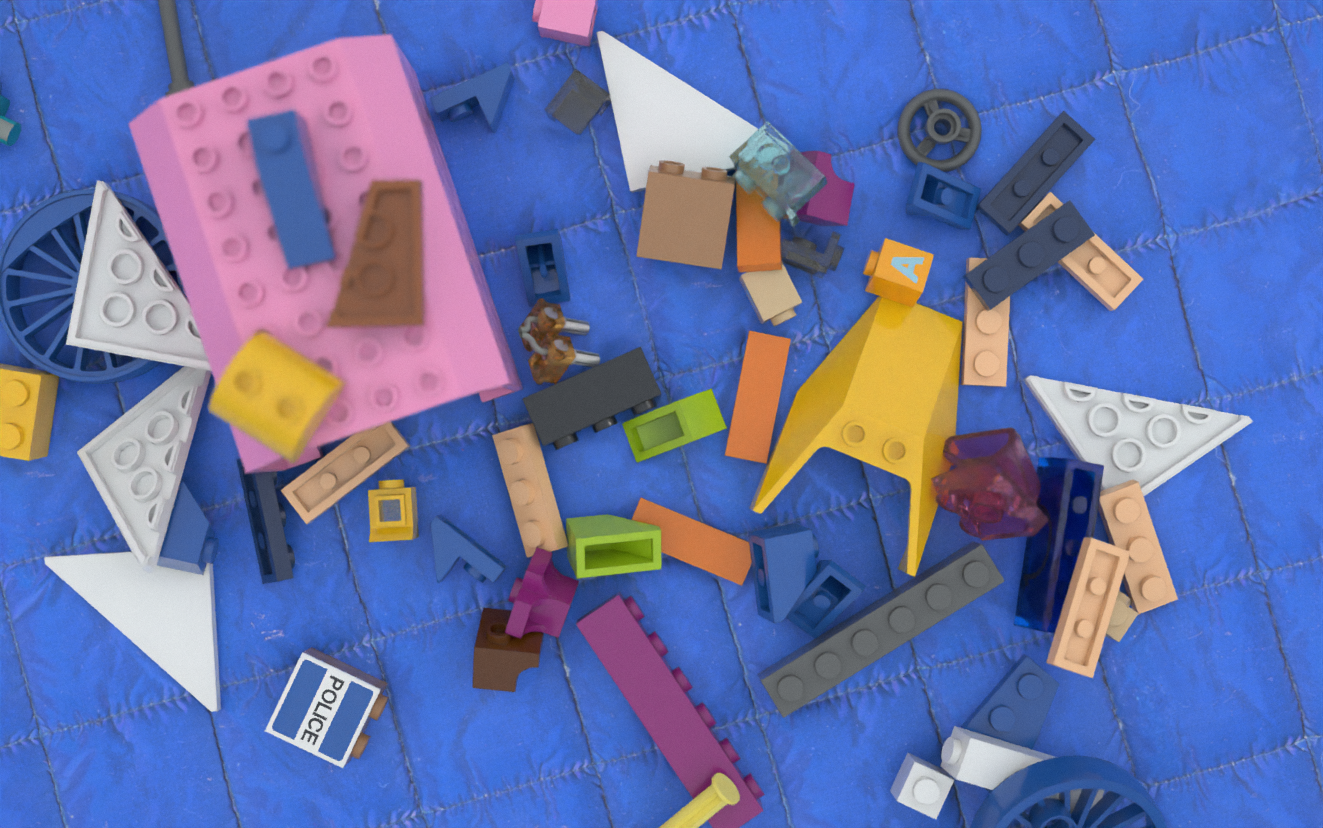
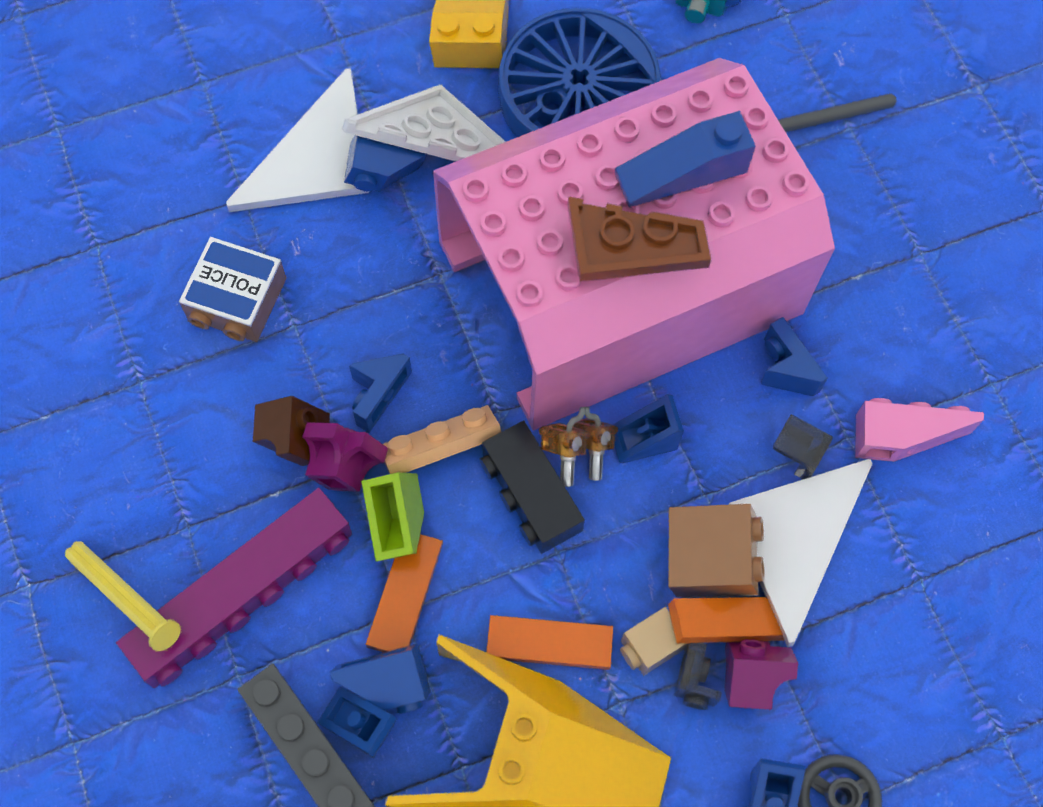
camera: 85 degrees right, 20 degrees down
(127, 295) = (569, 87): white tile -> none
(267, 523) = (395, 229): dark blue plate -> none
(275, 395) = (504, 165): yellow brick -> none
(344, 470) = (446, 286): light nougat plate -> none
(393, 512) = (410, 327): yellow window -> none
(674, 425) = (515, 565): lime slope -> none
(776, 173) = (770, 626): clear light blue bracket -> none
(897, 272) = (691, 765): light orange brick -> none

